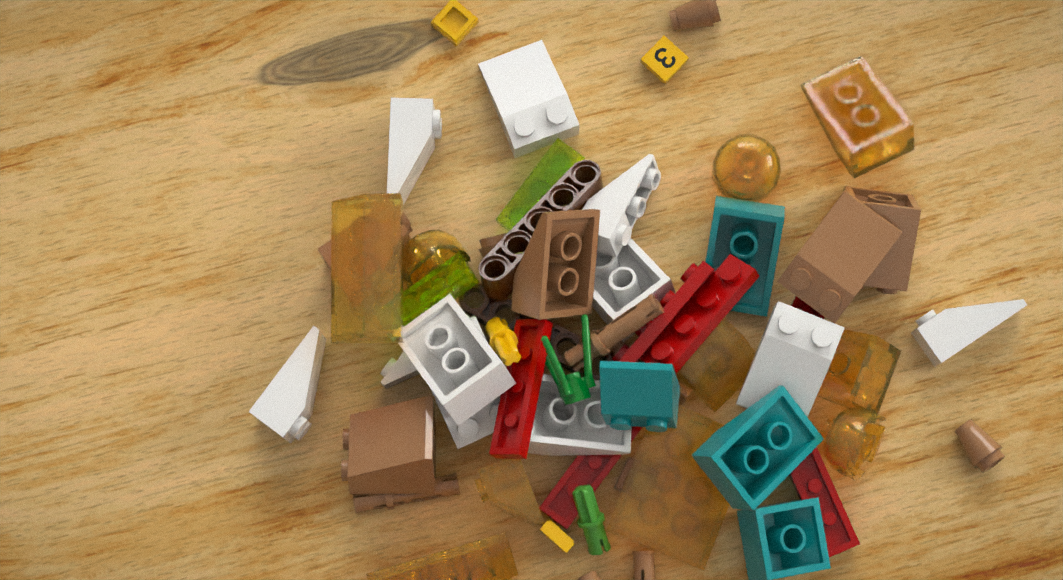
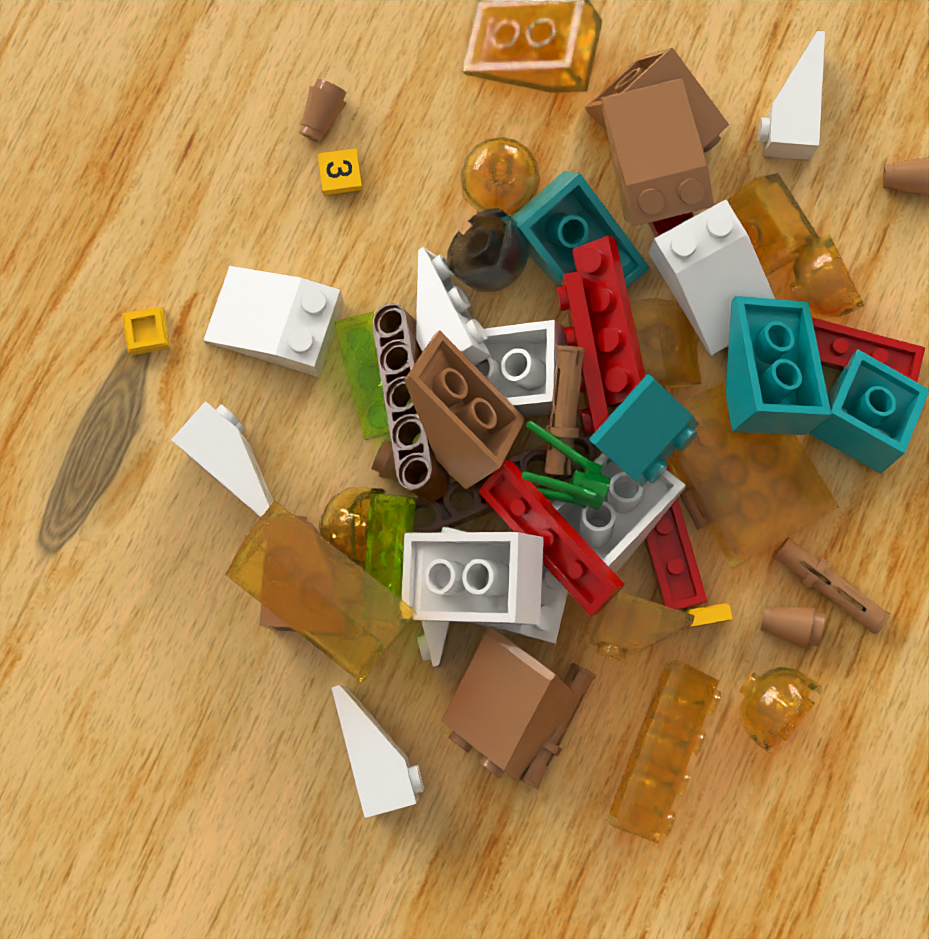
camera: 50 degrees left, 0 degrees up
(503, 340) = (491, 517): yellow axle -> none
(590, 519) = (717, 572): bright green axle -> none
(685, 201) = (489, 252): none -> clear smoke cylinder

